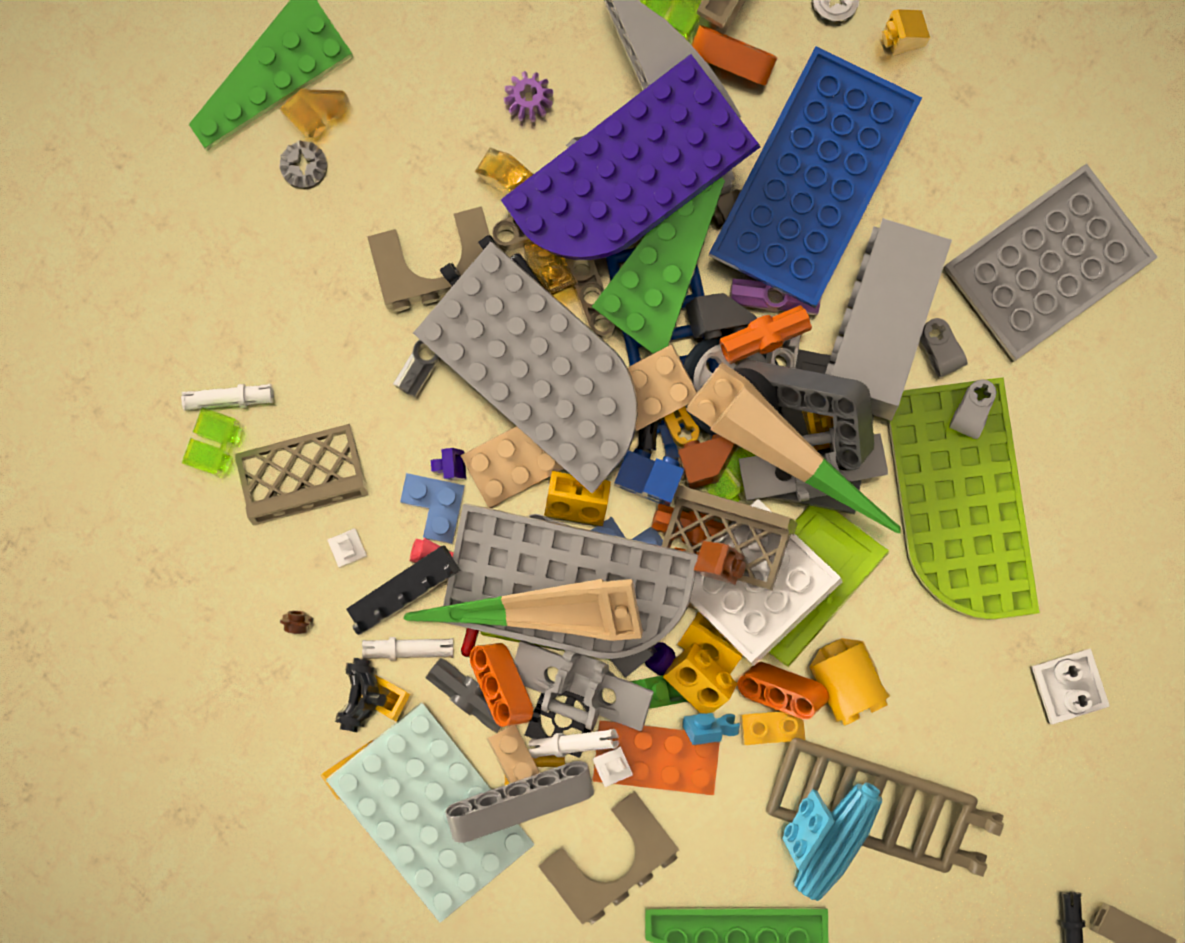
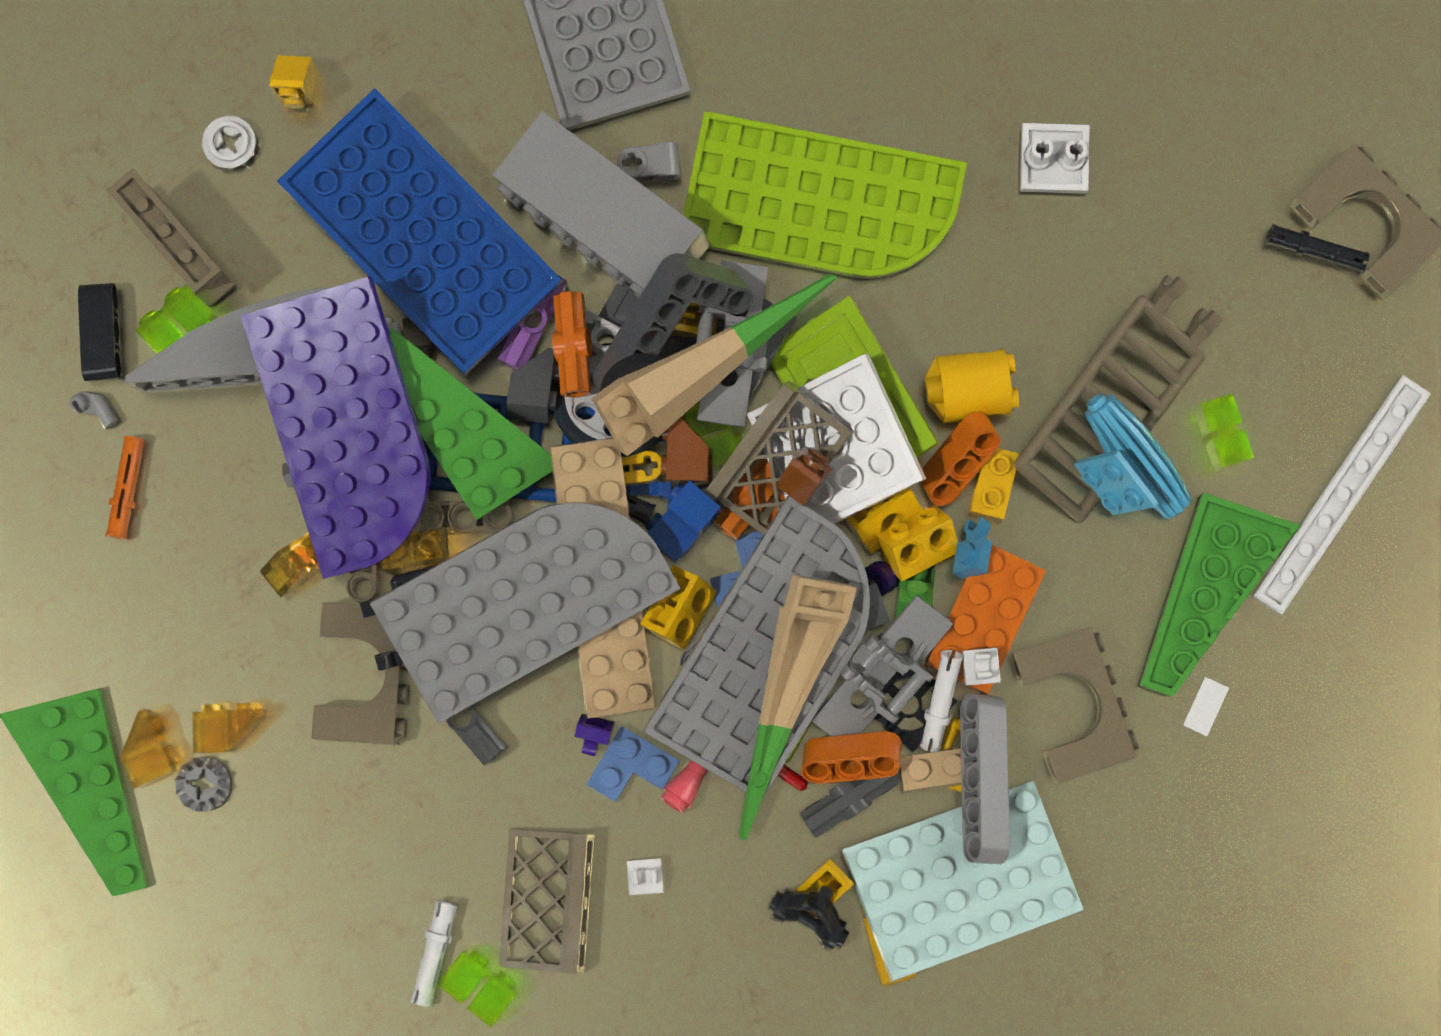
camera: 70 degrees left, 0 degrees up
(296, 622) = (707, 959): reddish brown plate -> none
(351, 165) = (224, 730): none -> clear yellow slope
(402, 590) = (713, 830): black hinge -> none
(407, 648) = (777, 847): white pin -> none
(517, 98) = (208, 520): medium lavender gear -> none
(522, 16) = (132, 451): none -> orange pin
(734, 55) = (253, 272): orange beam -> none
(876, 918) = (1231, 445): none -> clear neon green piece
(972, 414) = (734, 157): light grey piece -> none

